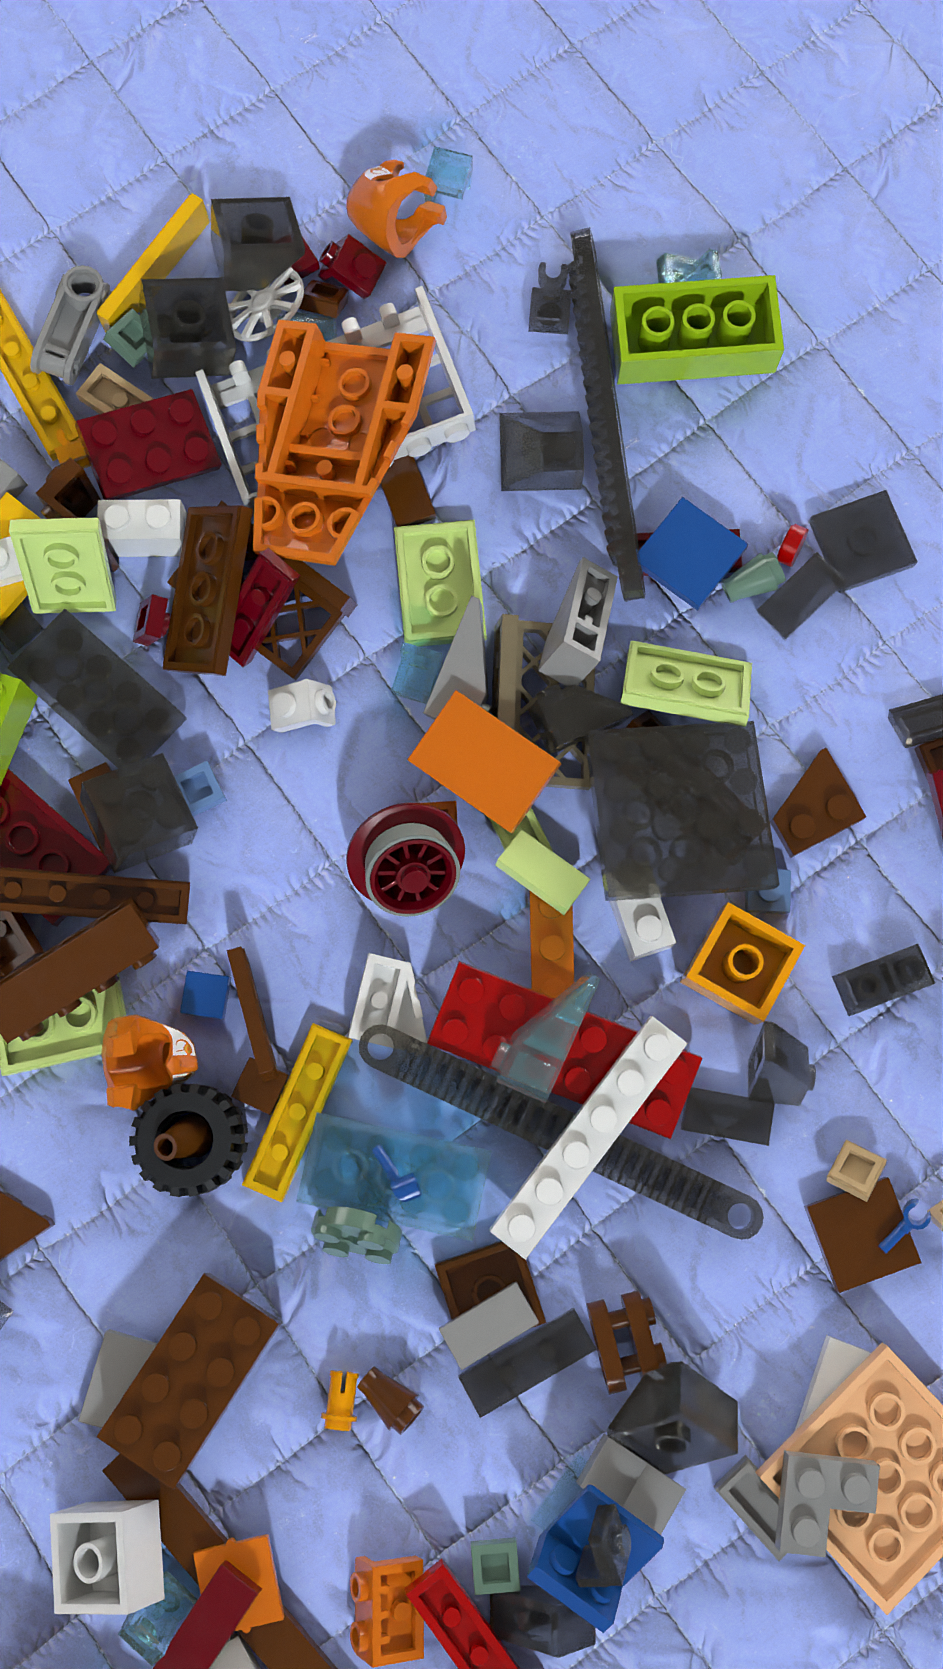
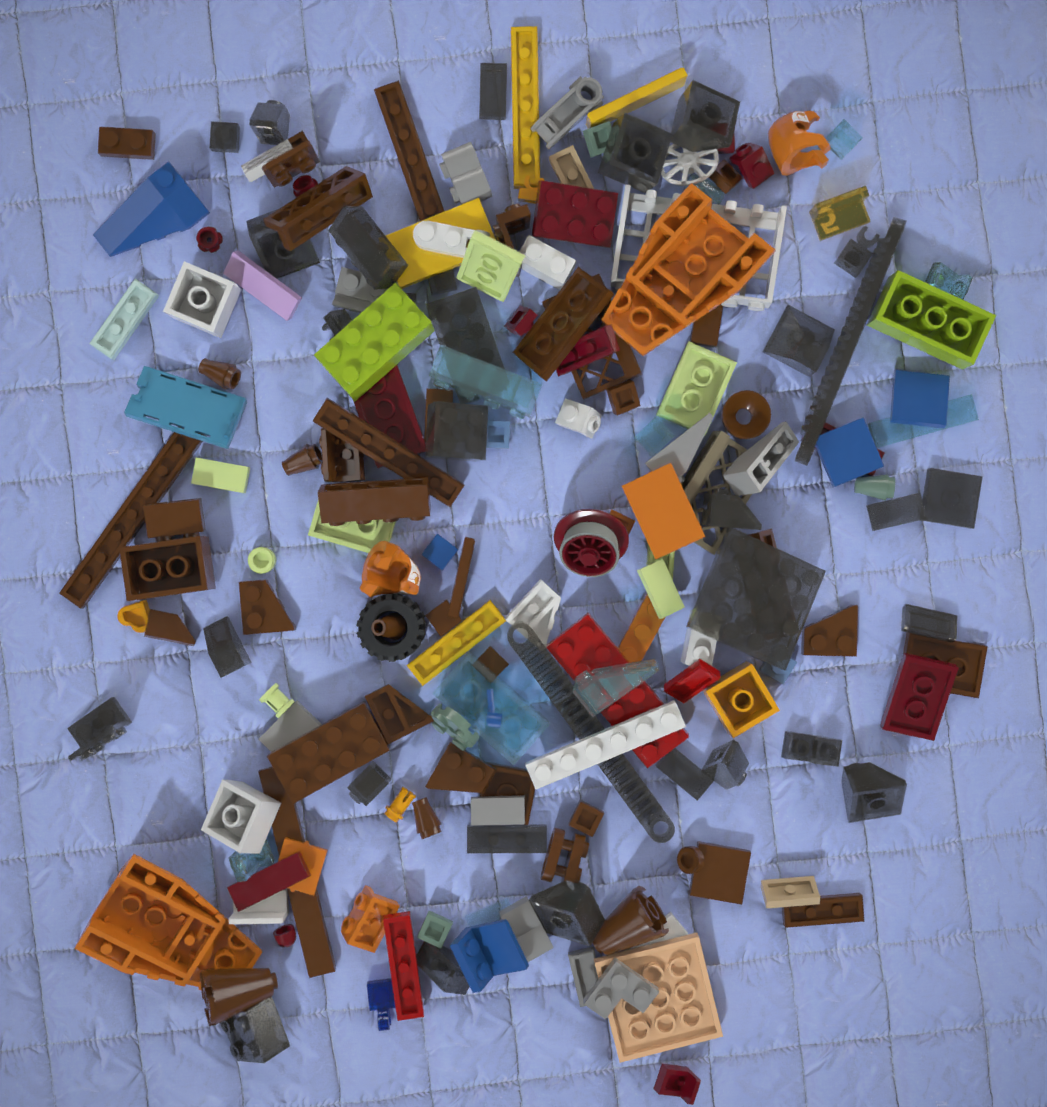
camera: 30 degrees right, 10 degrees up
(75, 1345) = (277, 700): none -> yellowish green bush
(141, 723) = (484, 381): none -> clear light blue brick
(263, 1264) = (396, 713): none -> reddish brown wing
(277, 1395) = (368, 784): none -> clear smoke brick
(346, 645) = (623, 397): none -> reddish brown plate
(365, 1108) = (493, 660): none -> reddish brown tile
(404, 1298) = (461, 772): none -> reddish brown wing
(500, 265) = (840, 213): none -> clear yellow panel
(529, 560) = (758, 409): none -> reddish brown piece
(607, 1556) = (494, 959): clear smoke bracket -> none
(624, 1263) = (586, 818): none -> reddish brown plate
(659, 975) = (692, 681): none -> red tile
(687, 683) = (801, 527): yellowish green tile -> none
(743, 436) = (920, 399): none -> blue tile
(766, 463) = (960, 411): none -> clear light blue tile
(779, 1386) = (631, 924): none -> reddish brown cone
(792, 544) = (909, 479): red tile -> none
(809, 1238) = (690, 860): none -> reddish brown tile
(856, 1170) = (736, 839): tan tile -> none
(904, 1226) = (745, 881): blue hand -> none

